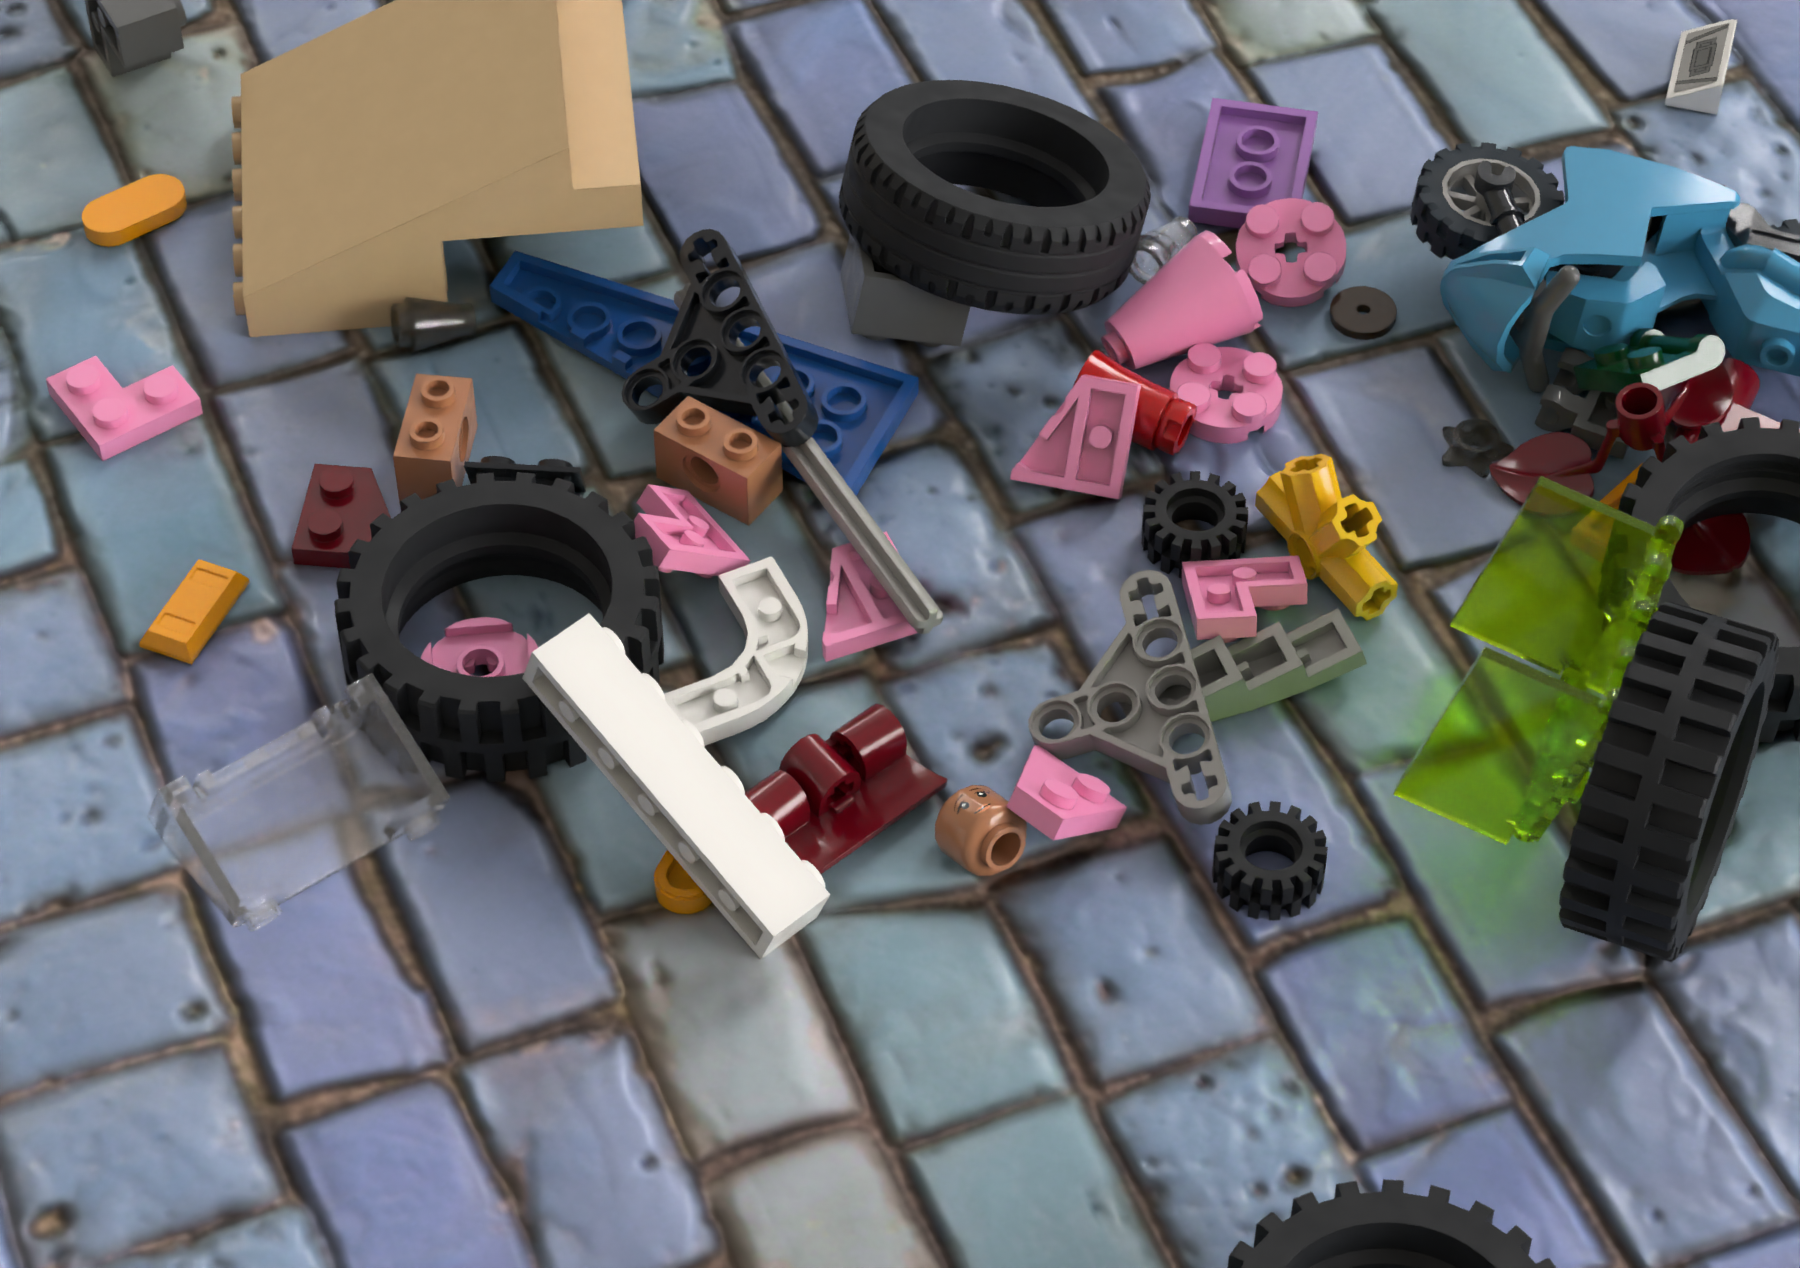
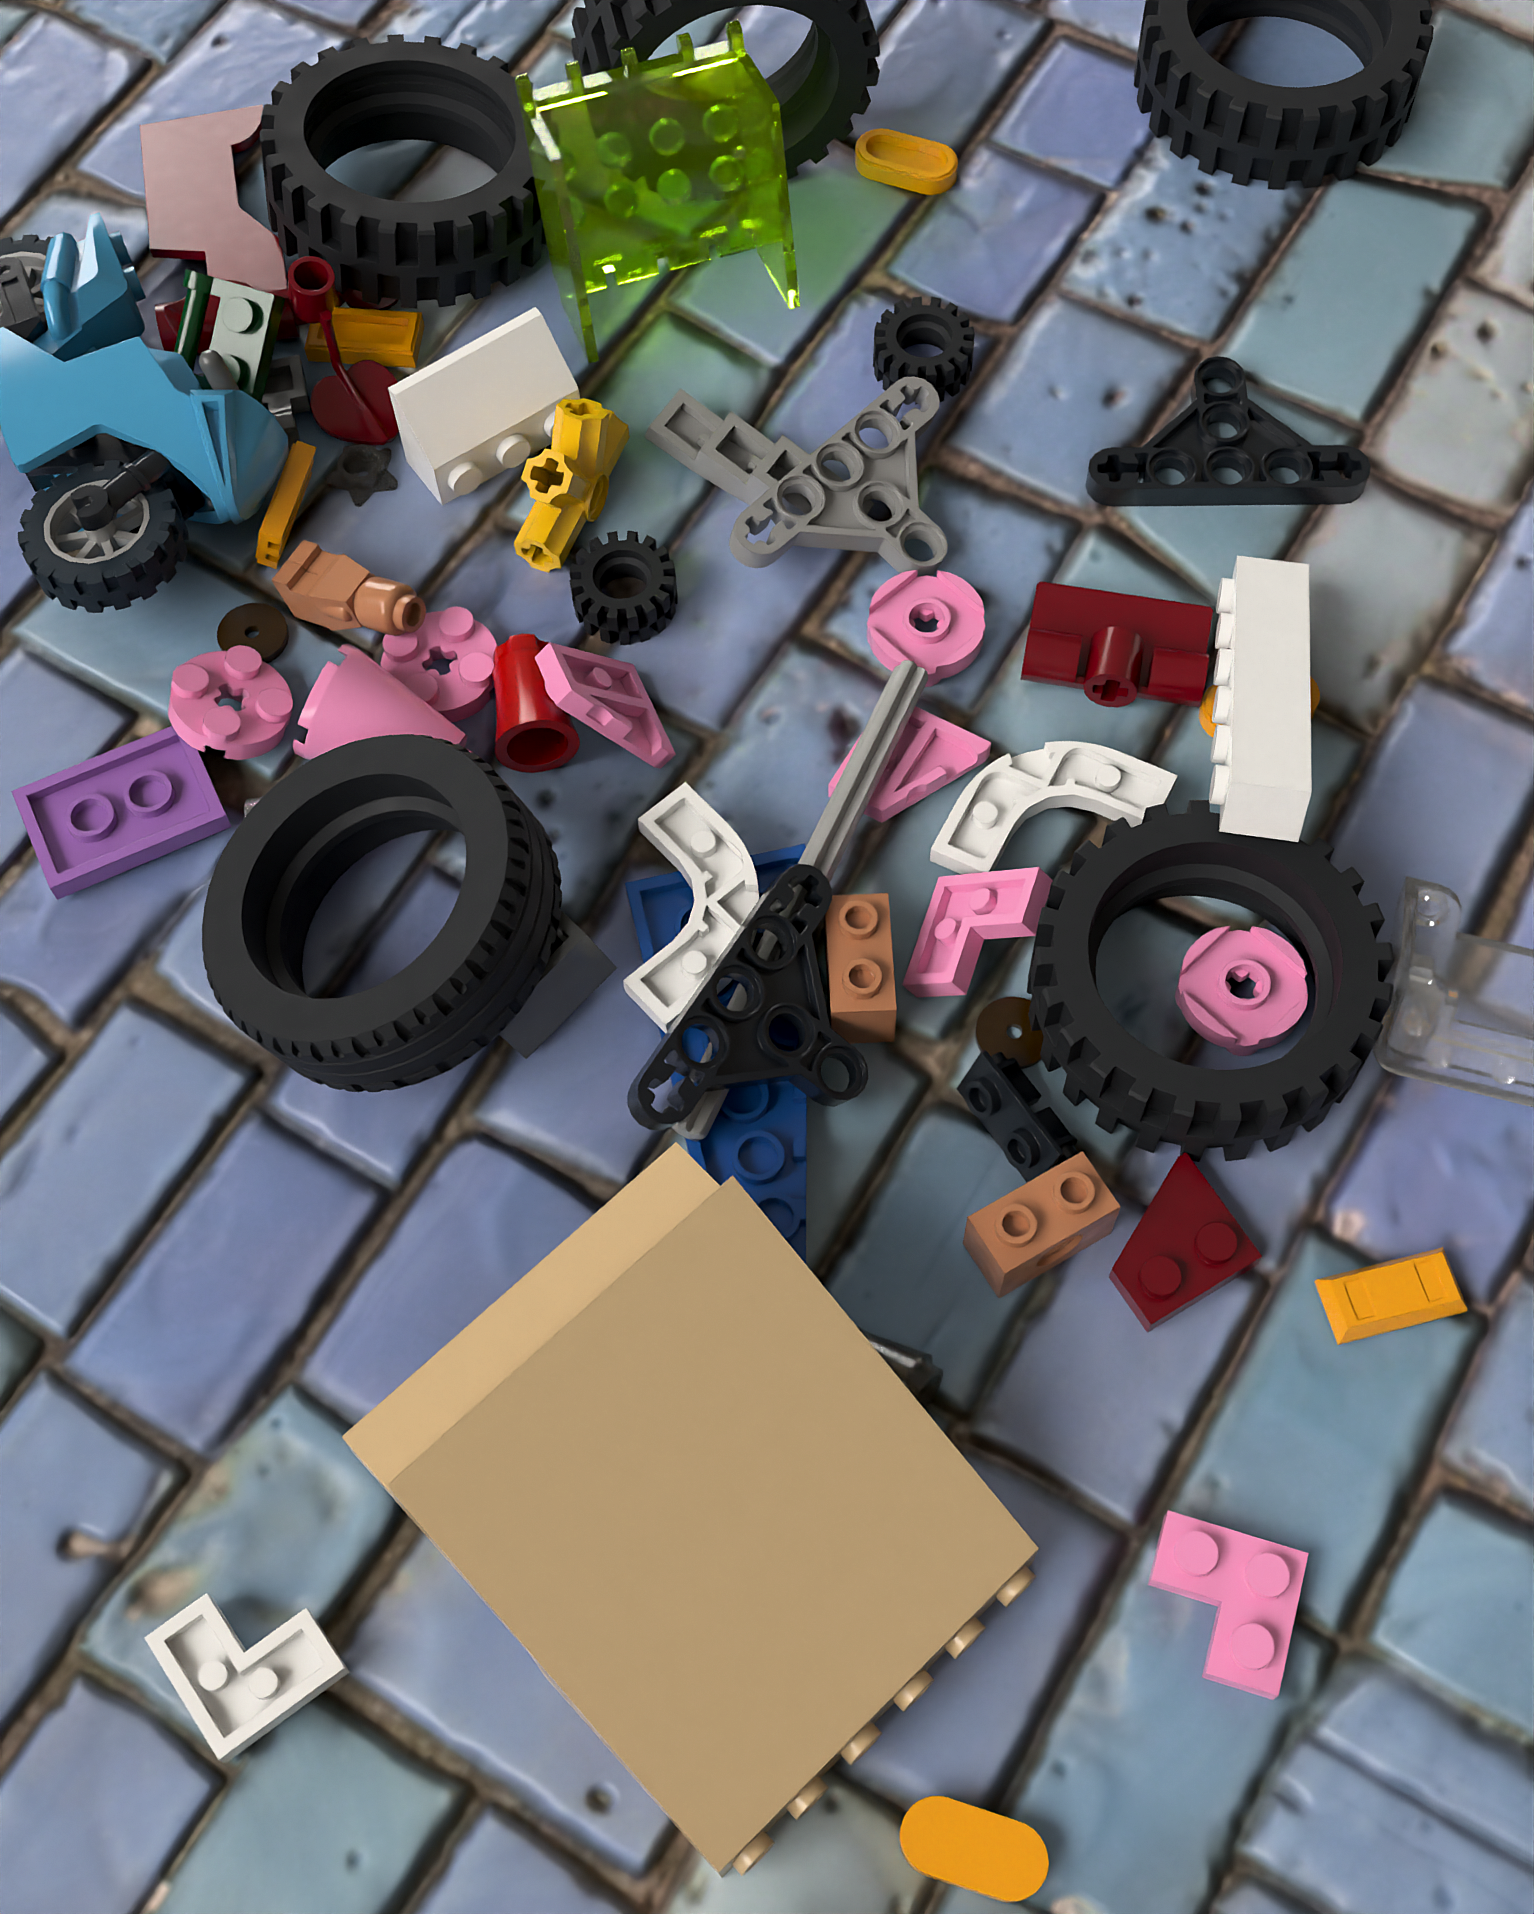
camera: 125 degrees left, 15 degrees up
(854, 406) = (723, 893): none -> white plate
(943, 1034) = (1254, 451): none -> black beam
(971, 714) = (944, 598): none -> bright pink plate
(980, 831) = (1069, 525): nougat head -> none
(1061, 799) = (999, 488): bright pink wing -> none
(1226, 592) = (687, 518): bright pink plate -> none
(1331, 349) = (344, 594): none -> nougat piece
(1441, 512) = (482, 406): none -> white slope
(1465, 366) = (285, 504): none -> light orange tile
(1528, 1008) = (906, 161): none -> light orange tile

